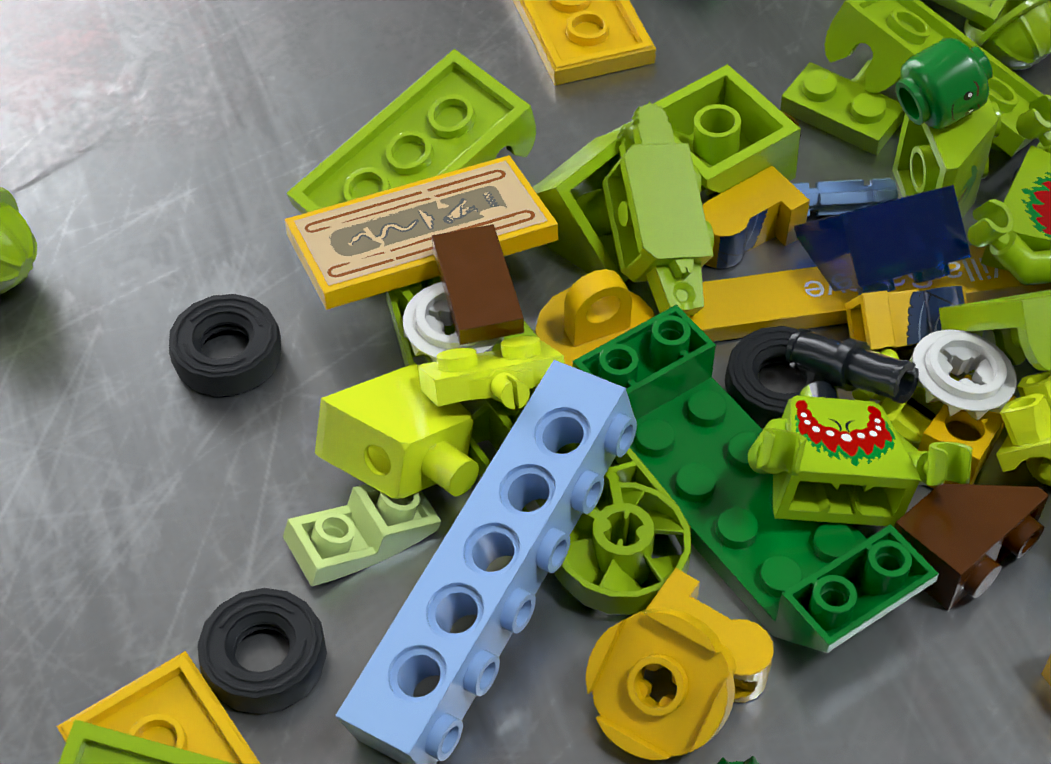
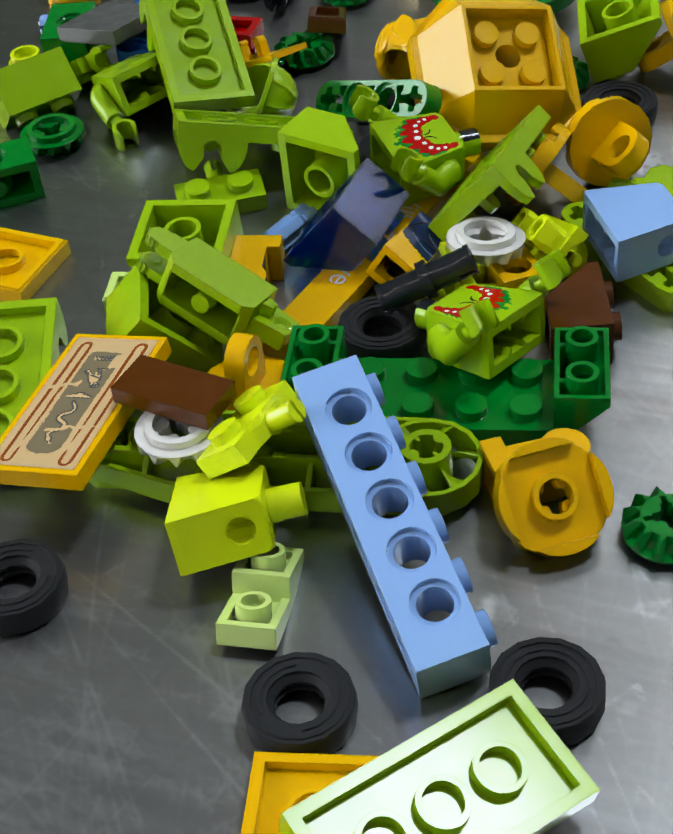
camera: 45 degrees left, 10 degrees down
(944, 83) = (304, 109): green head -> none

